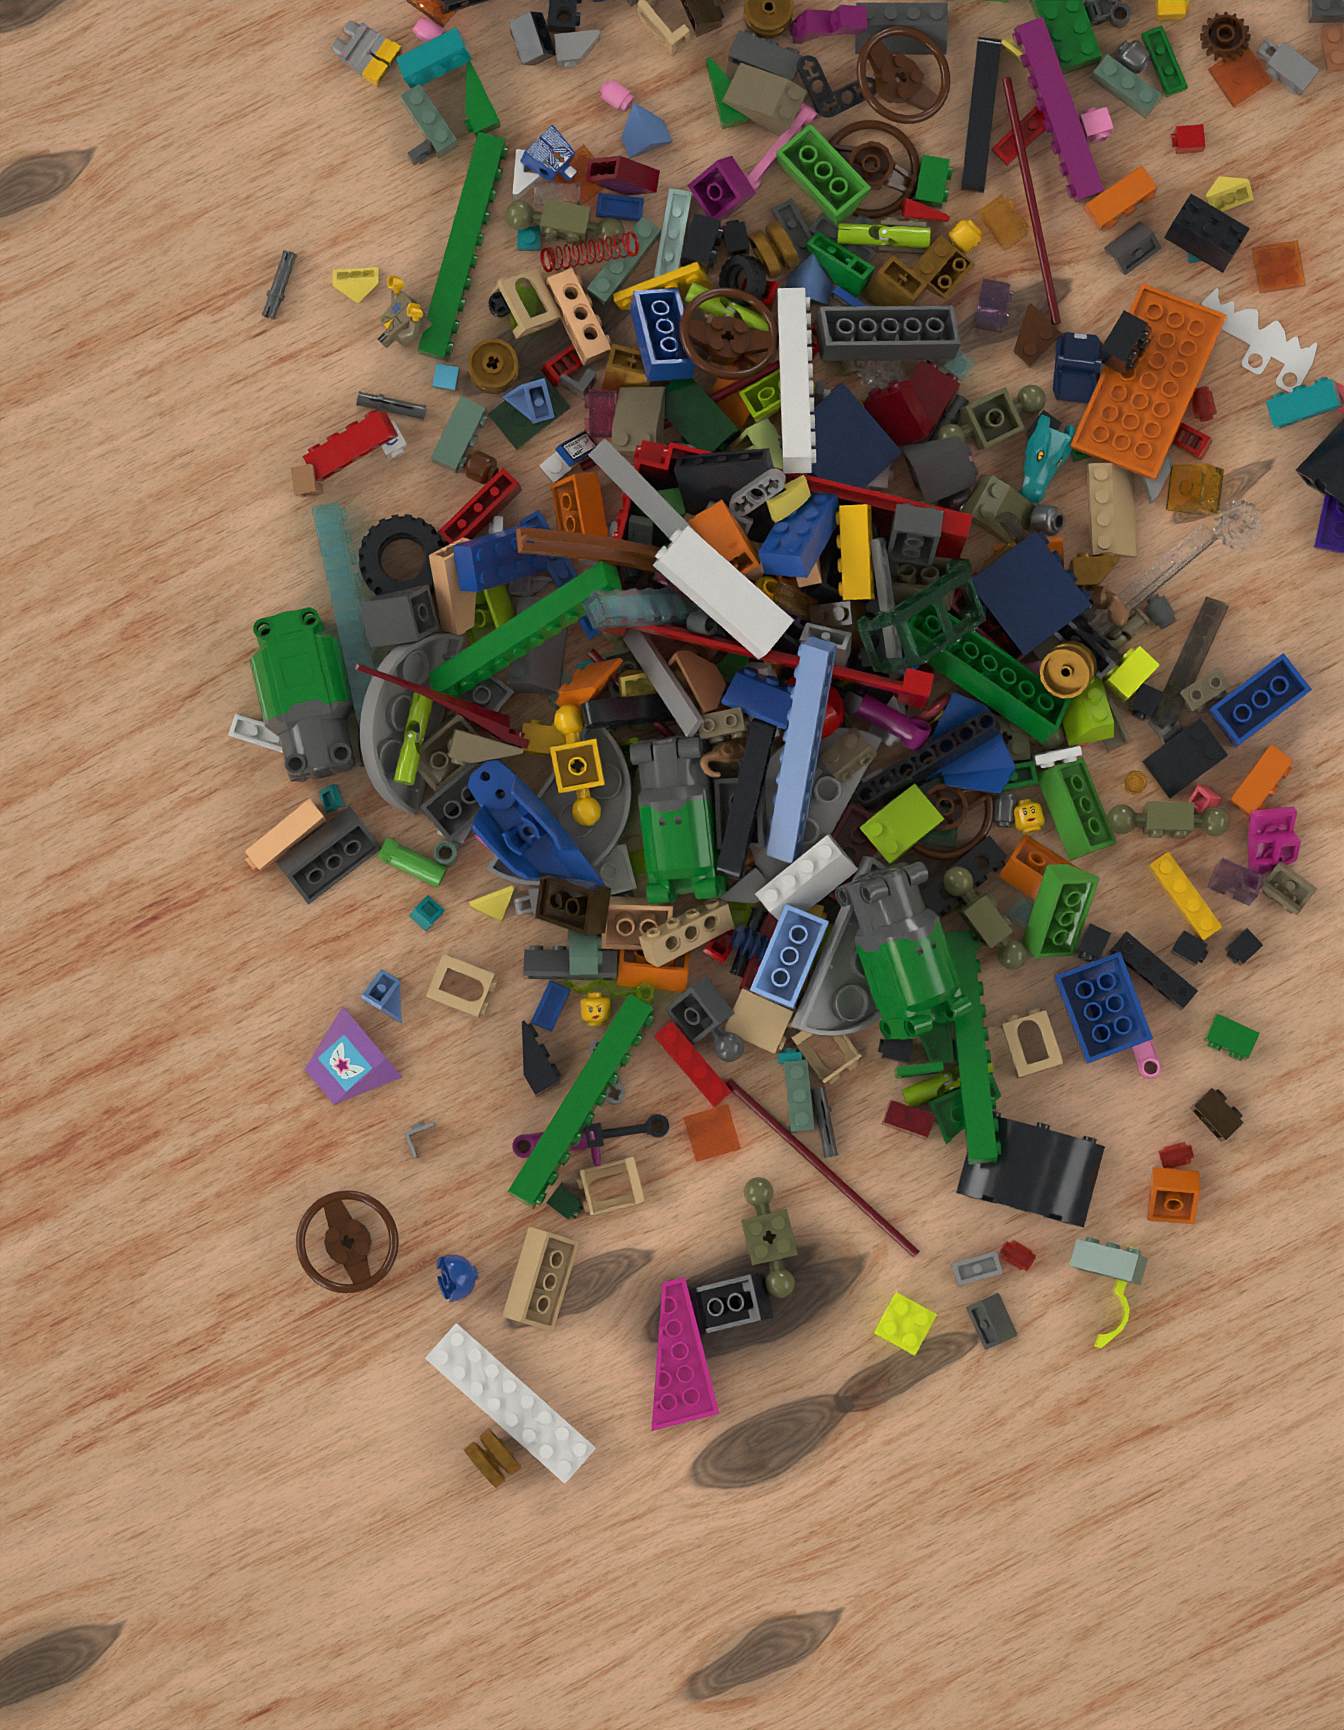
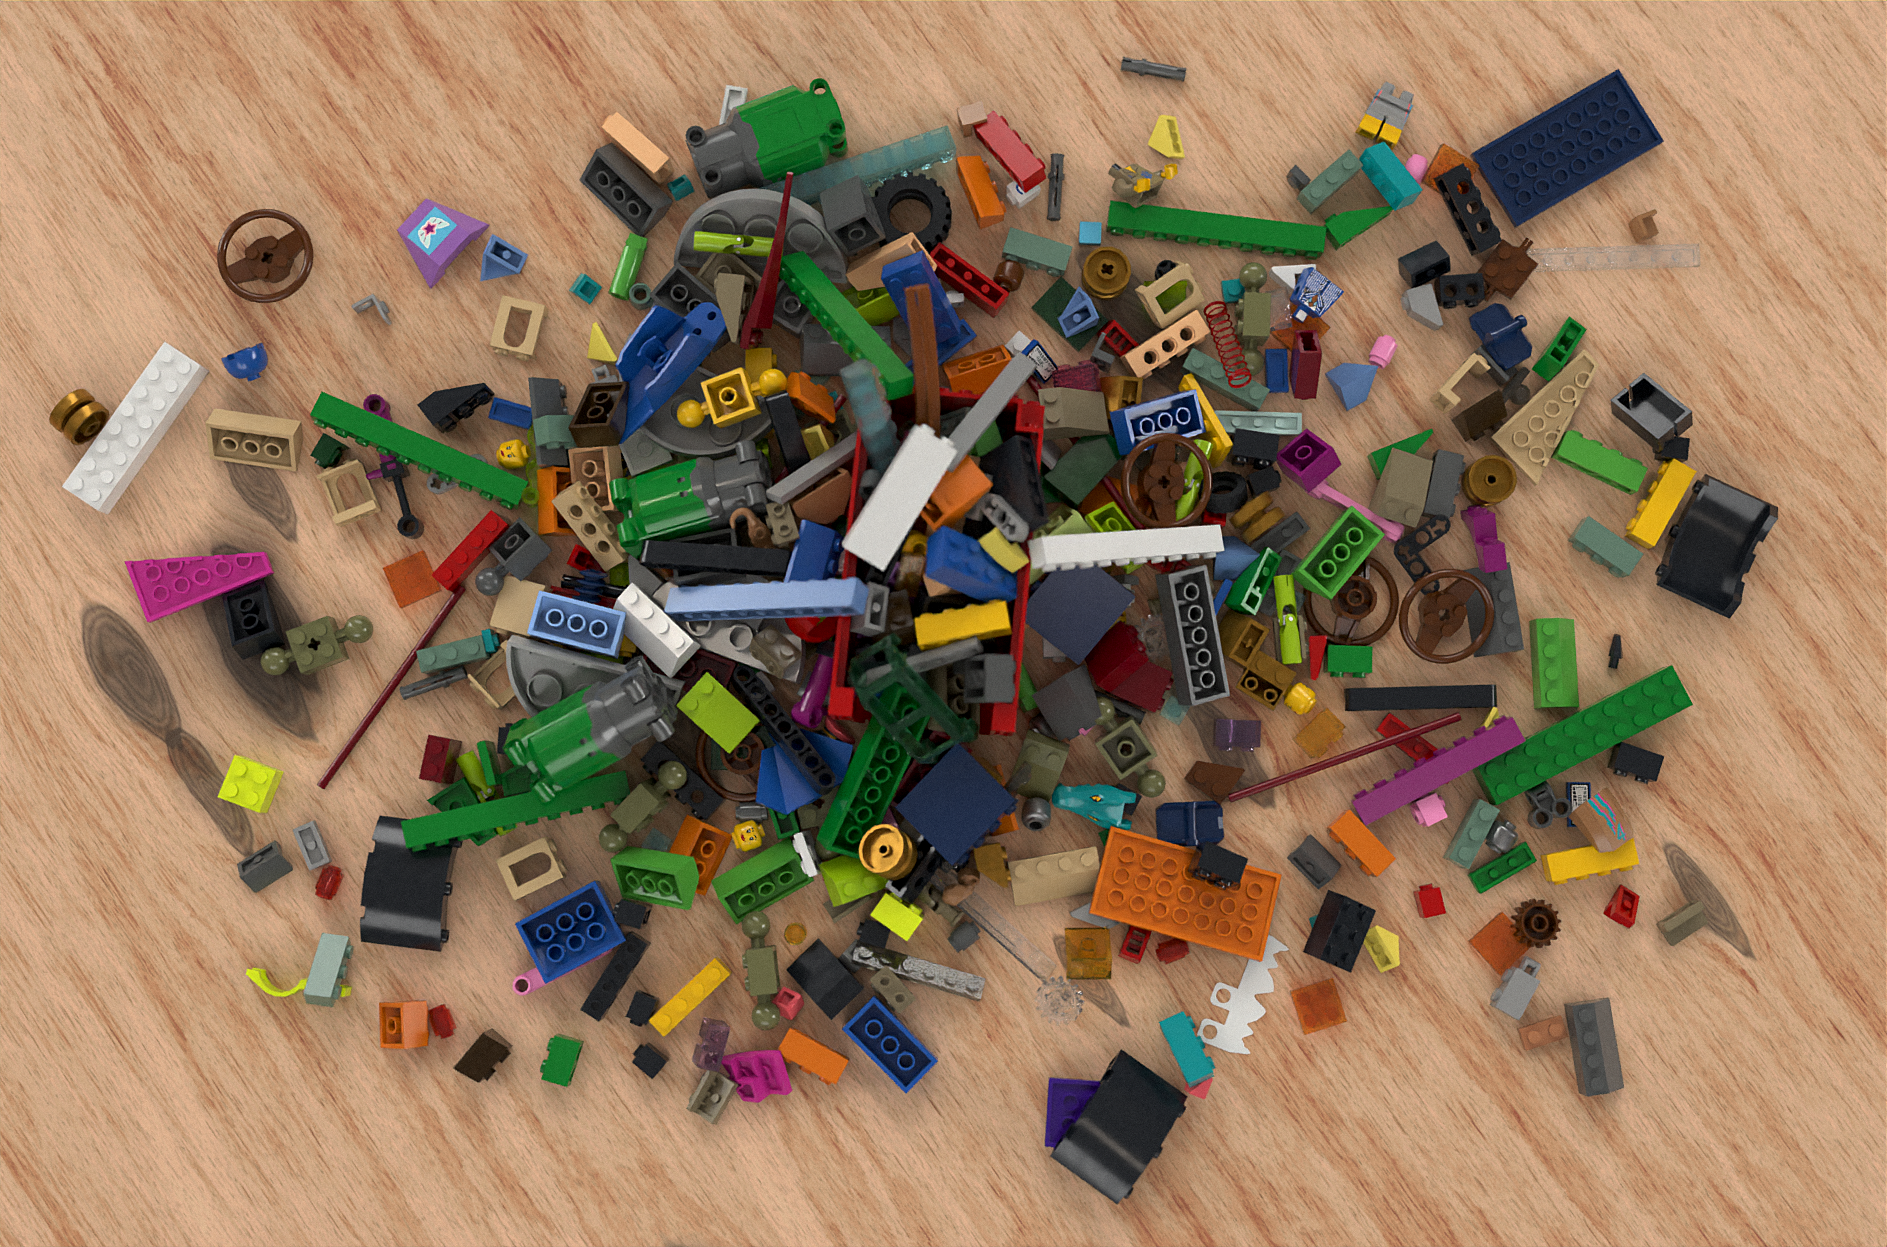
camera: 80 degrees right, 0 degrees up
(386, 483) = (980, 190): none -> orange slope

